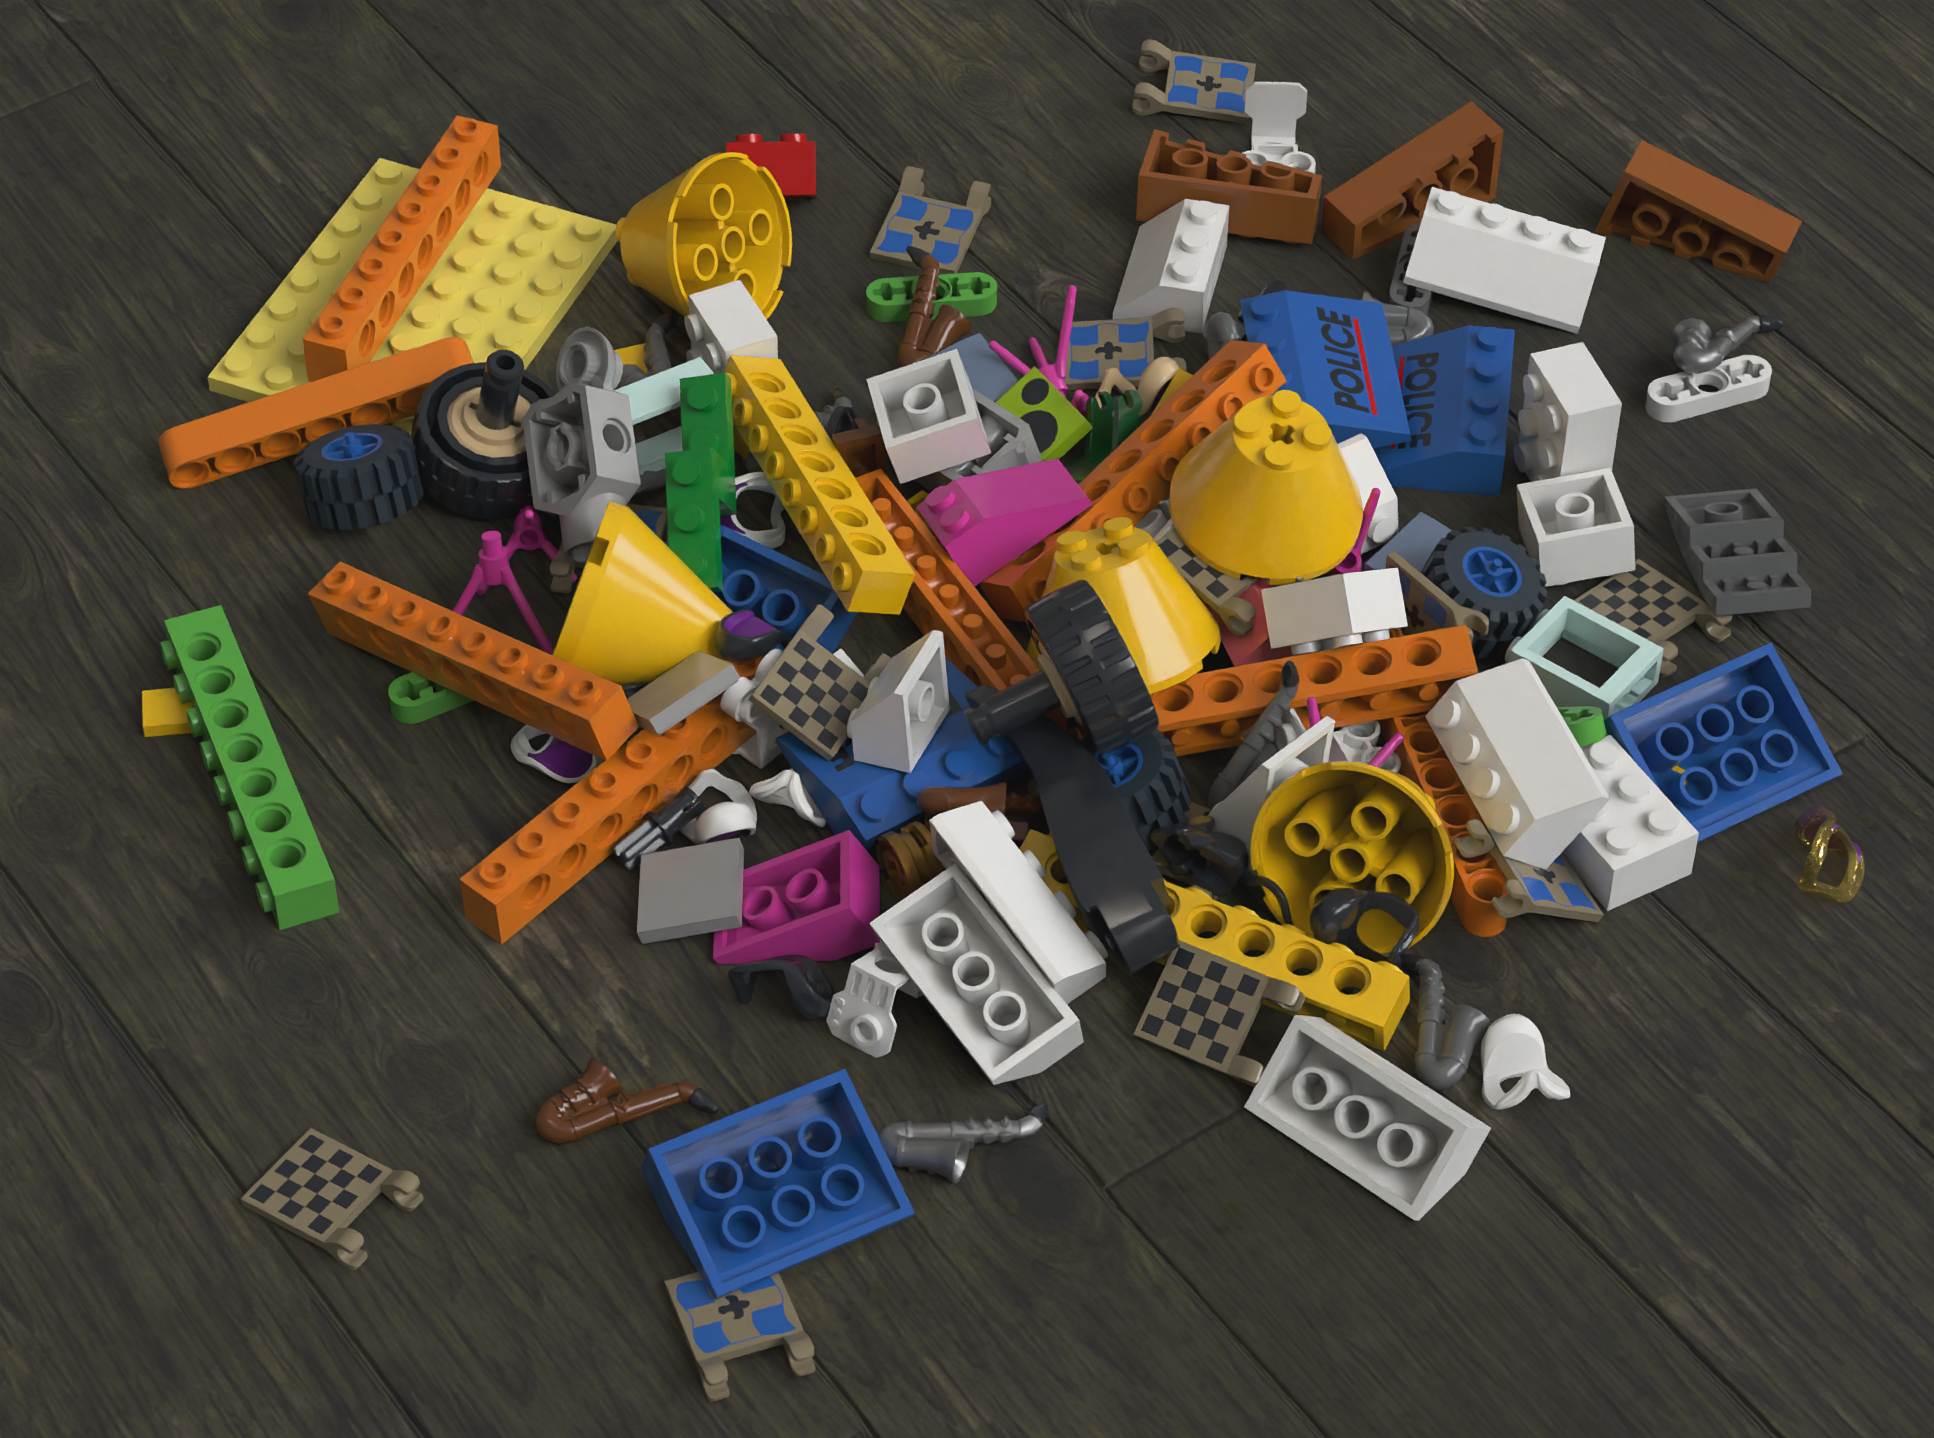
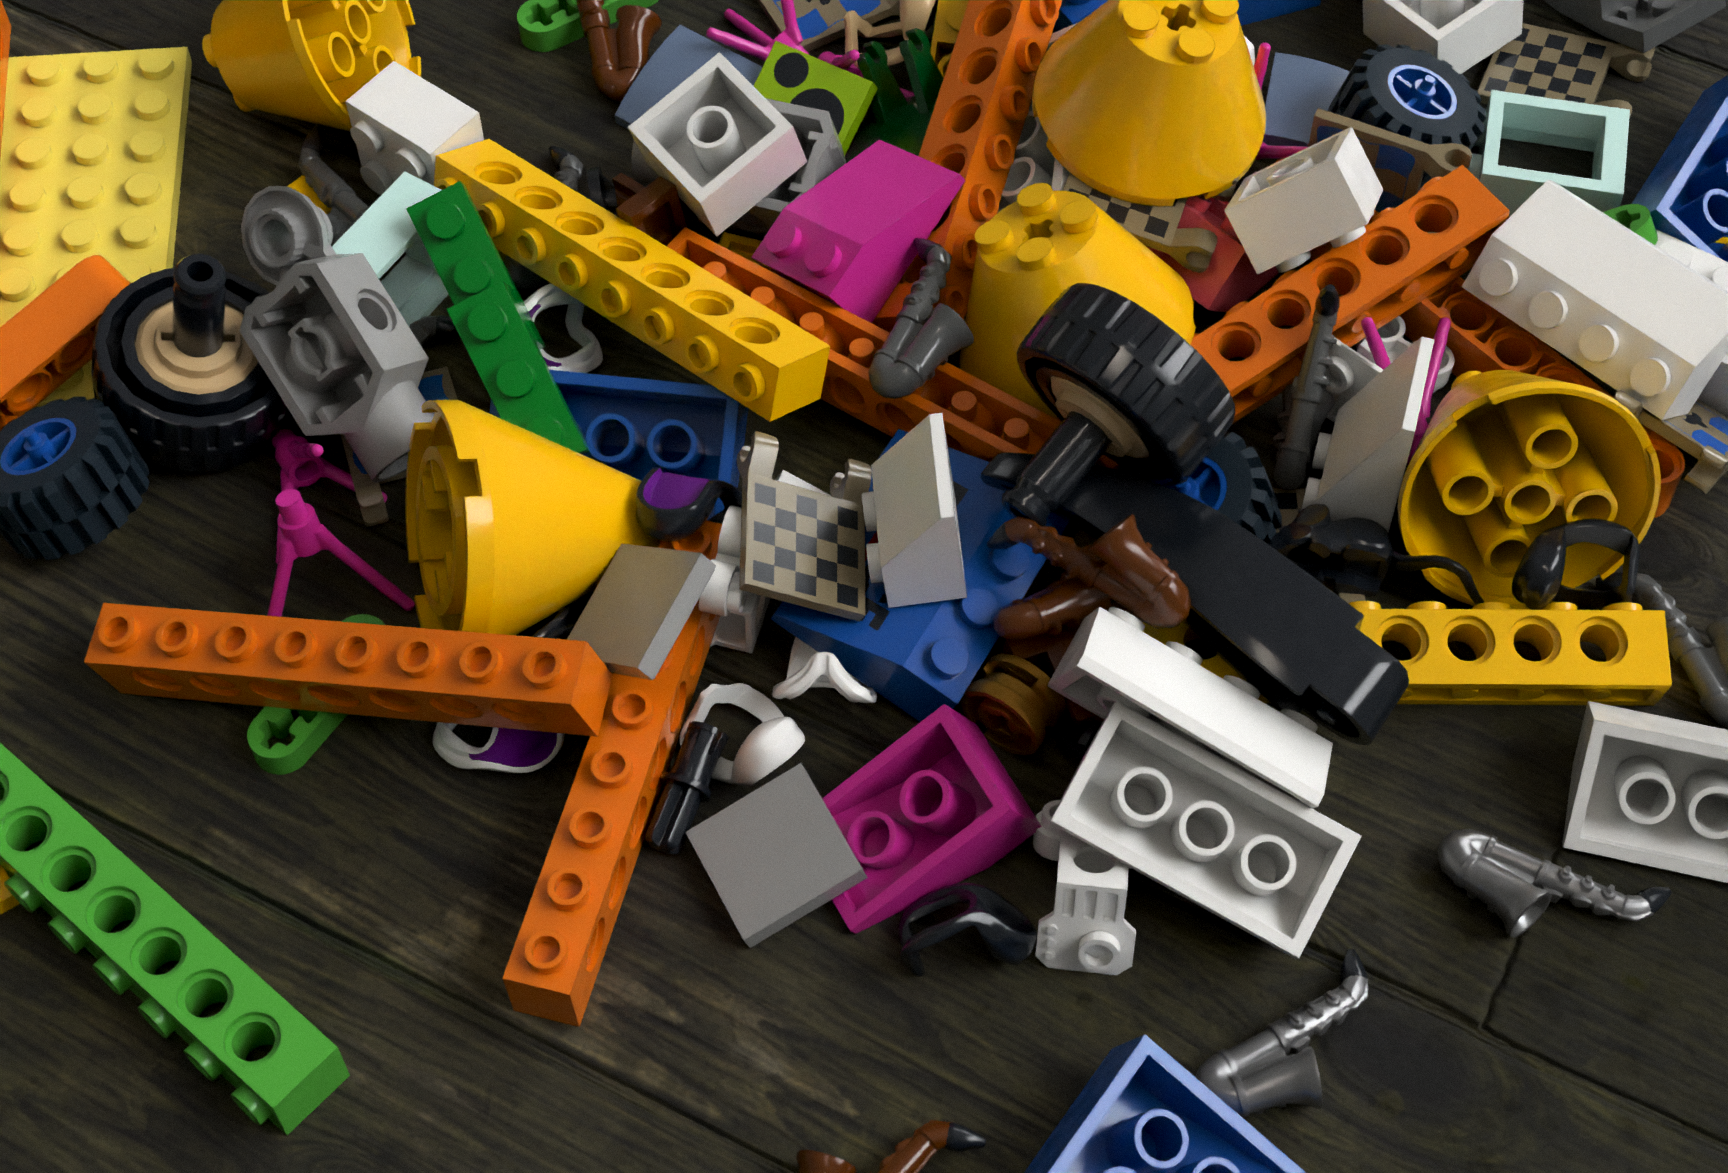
camera: 25 degrees left, 10 degrees up
(993, 594) = (921, 334): none -> dark grey piece
(1010, 778) = (1114, 564): none -> reddish brown piece
(1186, 1108) = (1523, 885): none -> flat silver piece
(1207, 1009) = (1463, 747): dark tan flag -> none

